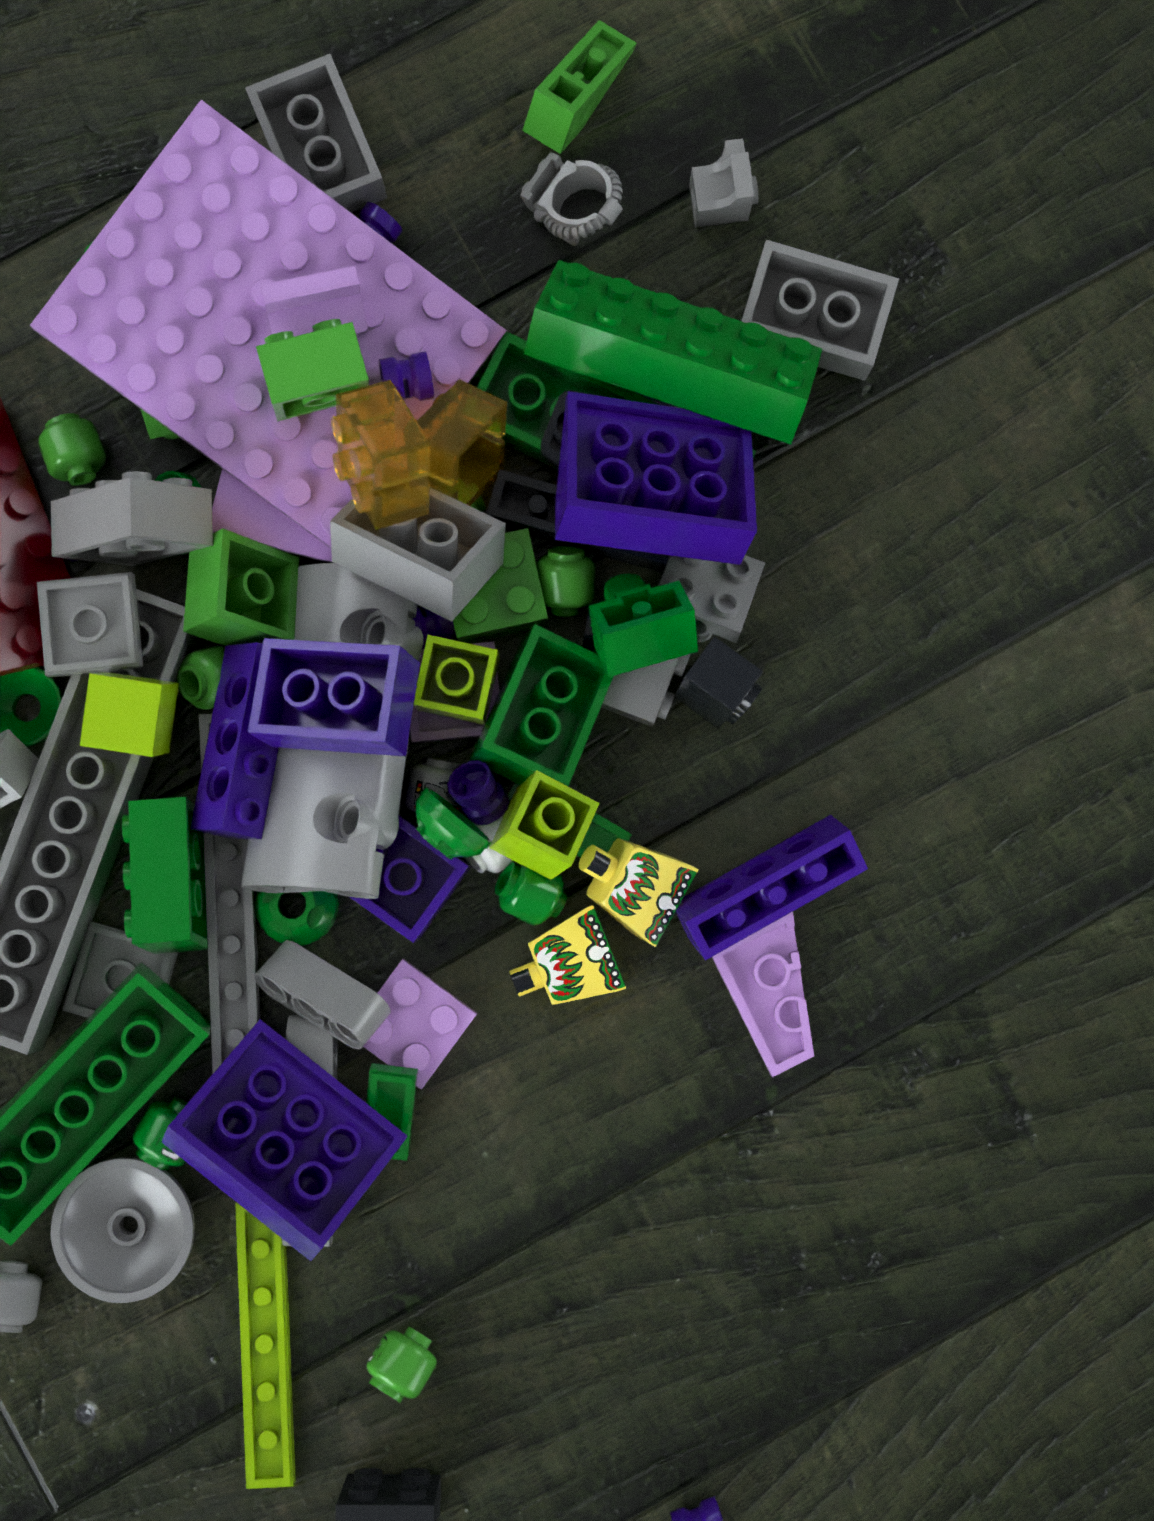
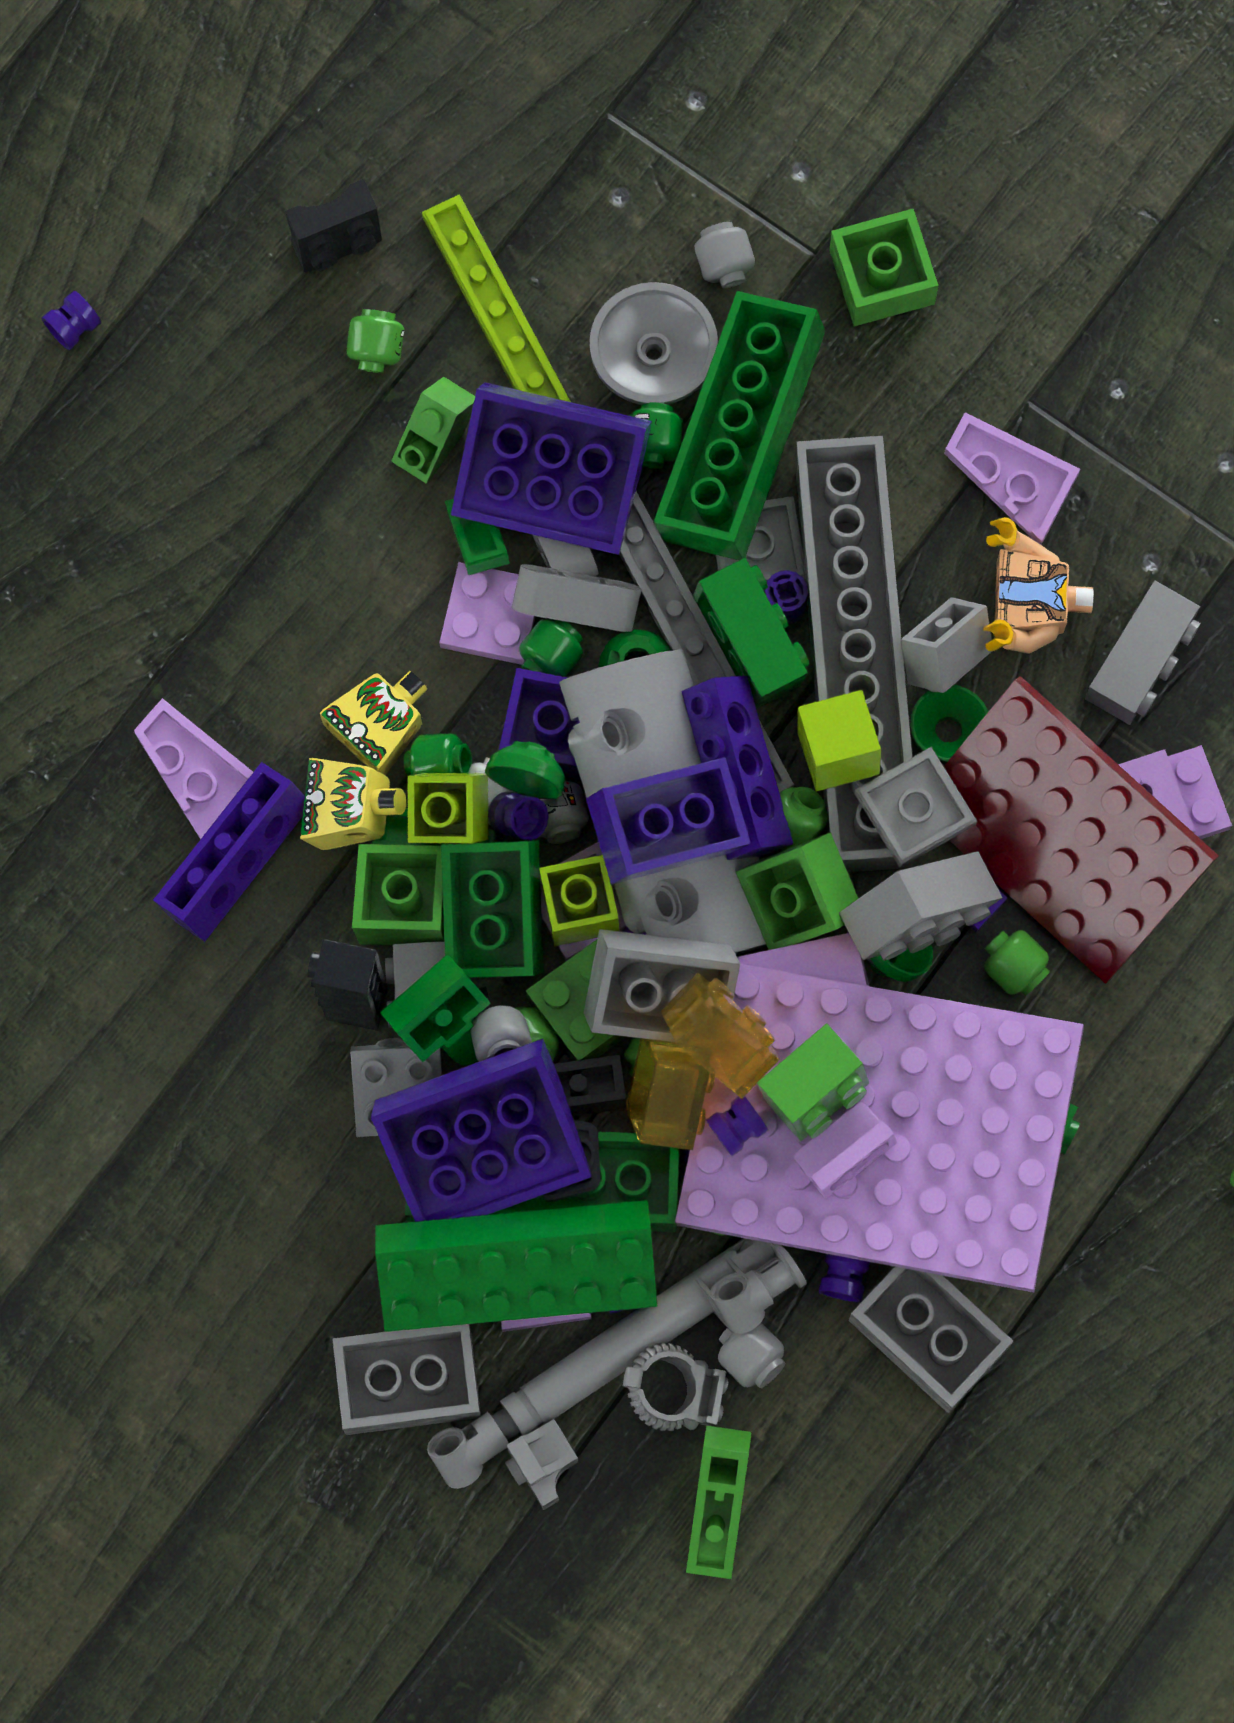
camera: 160 degrees right, 10 degrees down
(99, 906) = (793, 583): none -> dark purple wheel
(371, 954) = (551, 648): none -> green head
(383, 1241) = (434, 428): none -> bright green slope
(488, 273) = (732, 1285): none -> light grey piece
(490, 199) = (751, 1356): none -> light grey head
(592, 573) = (499, 1031): none -> light grey head
(626, 769) = (398, 895): none -> bright green brick

